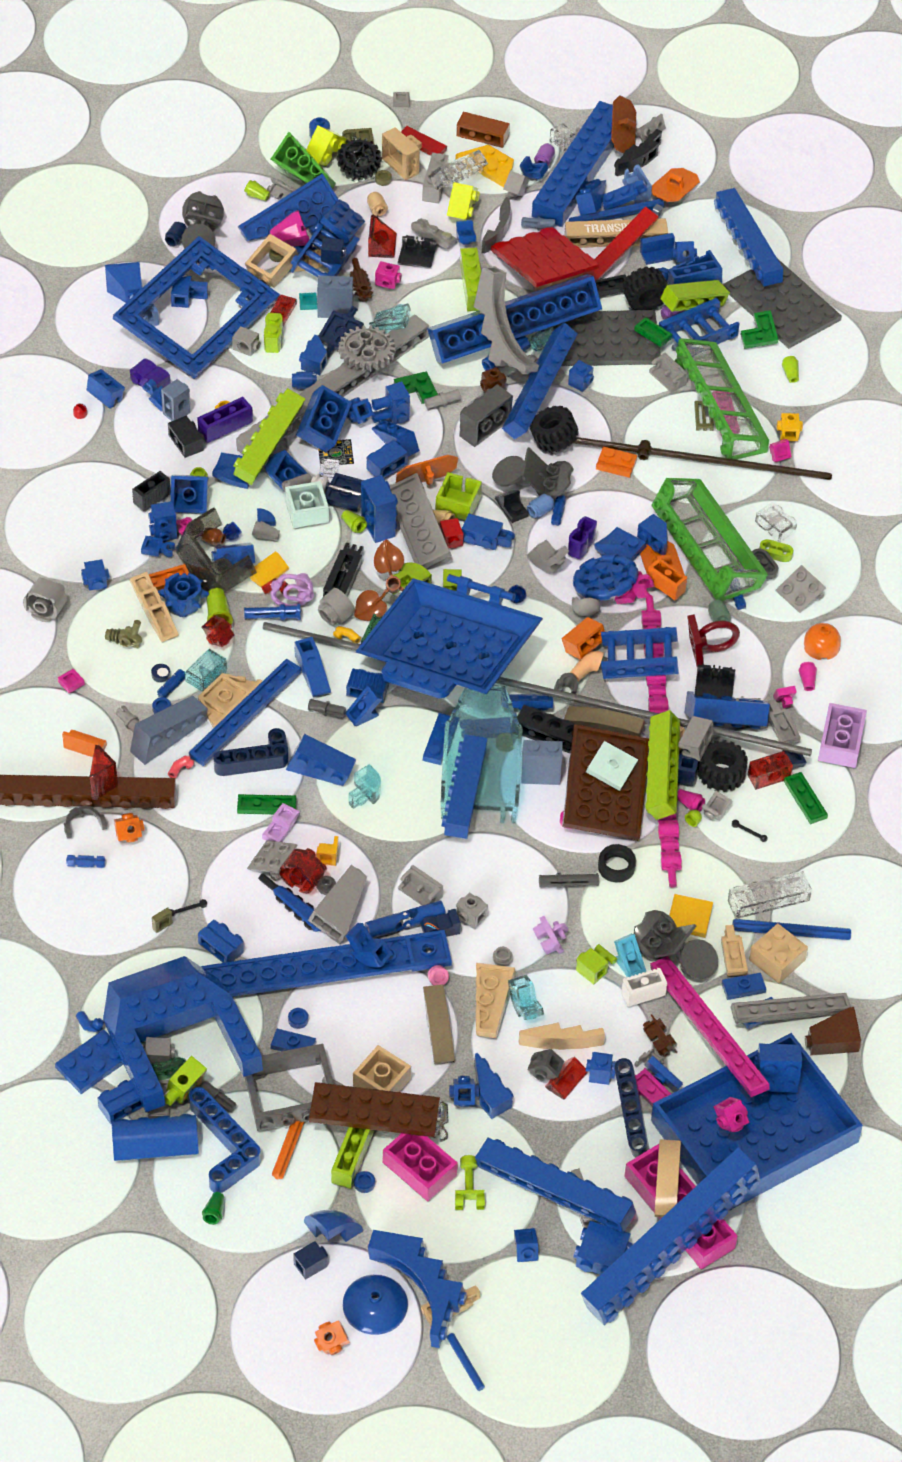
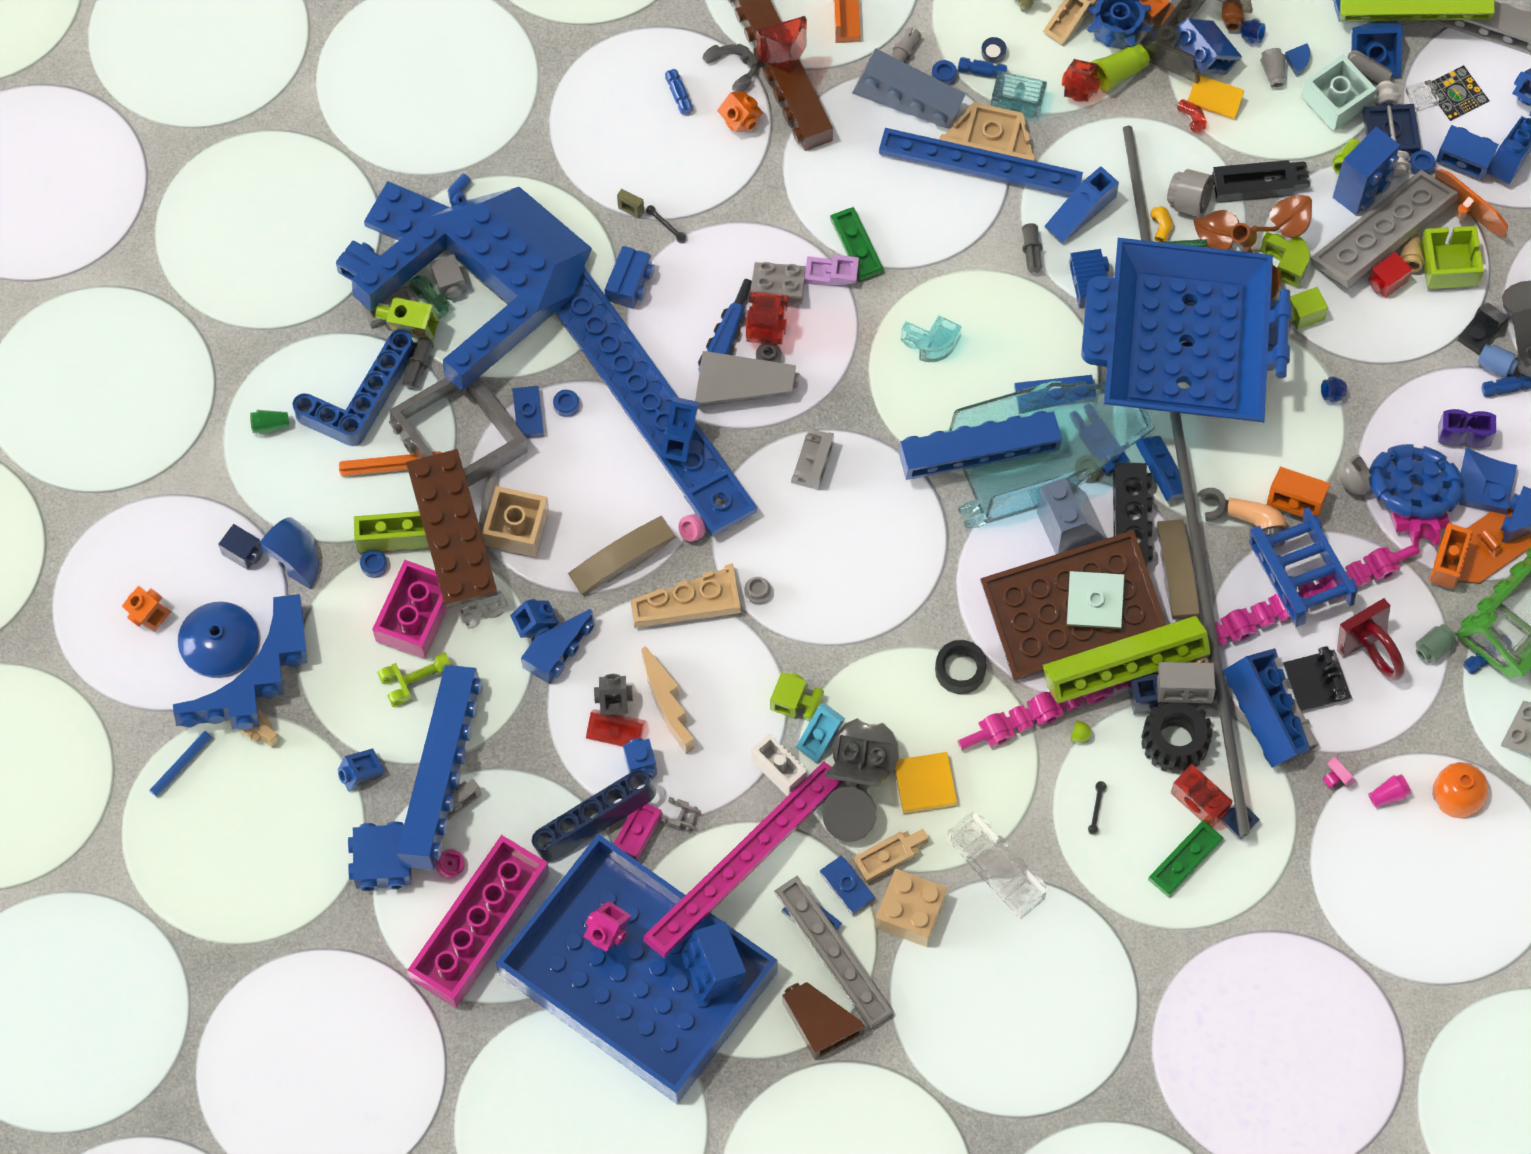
camera: 70 degrees right, 15 degrees up
(154, 1137) = (331, 320): blue brick -> none
(178, 764) = (872, 130): coral arm -> none
(254, 758) = (893, 175): dark blue beam -> none
(282, 612) = (1154, 138): blue pin -> none
(303, 585) = (1194, 150): lavender piece -> none
(320, 761) = (940, 273): blue wedge -> none
(324, 418) = (1486, 51): blue brick -> none
(328, 852) = (816, 338): yellow panel -> none
(364, 707) = (1053, 288): blue slope -> none
(391, 923) = (749, 453): blue piece -> none
(448, 922) = (770, 505): dark blue leg -> none
(472, 910) = (802, 526): light grey brick -> none
(486, 532) = (1413, 313): blue brick -> none
(524, 998) = (700, 636): clear light blue brick -> none
(544, 929) = (813, 632): lavender hips -> none
(546, 557) = (1413, 400): light grey brick -> none
(568, 880) = (904, 615): dark grey pin -> none
(656, 1029) = (731, 805): reddish brown hinge -> none
(663, 1075) = (659, 834): blue plate -> none
(667, 1176) = (496, 884): tan slope -> none
(671, 1237) = (407, 920): blue brick -> none
(691, 800) = (1105, 720): dark pink cone -> none
(717, 806) = (1109, 752): light grey bracket -> none
(782, 724) = (1289, 786): light grey hinge -> none
(794, 929) = (962, 913): blue axle -> none
(842, 735) = (1304, 866): lavender brick -> none

